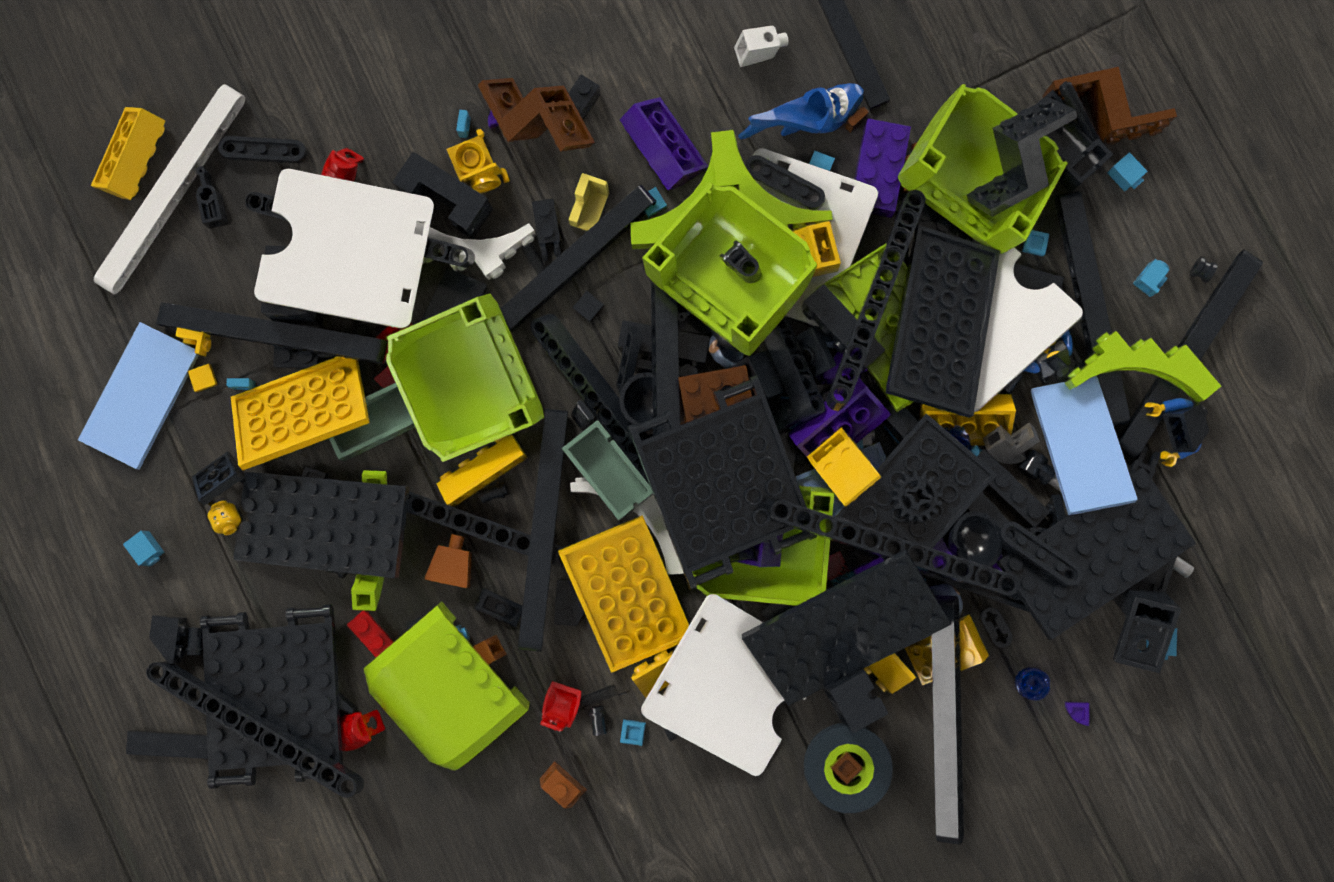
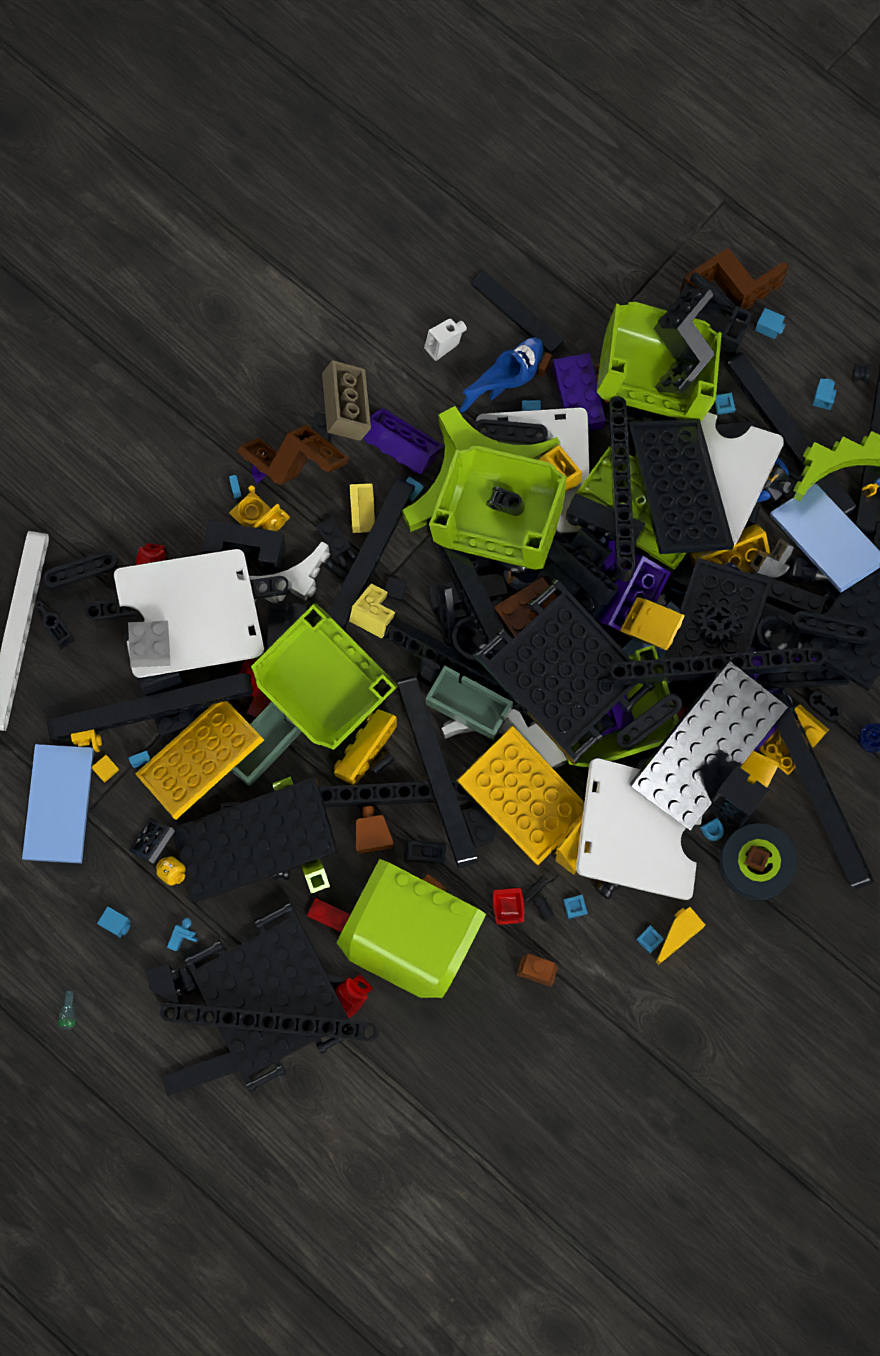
camera: 25 degrees left, 10 degrees down
(56, 628) = (67, 1018): none -> clear light blue piece
(208, 588) = (181, 932): none -> dark azure piece
(281, 269) = (149, 644): none -> light grey brick
(545, 324) = (369, 613): none -> light yellow panel
(619, 74) = (346, 400): none -> dark tan brick
(696, 800) = (650, 939): none -> dark azure tile
(732, 808) = (682, 929): none -> yellow slope
(794, 574) = (649, 721): none -> black plate
(815, 711) = (713, 830): none -> dark azure tile

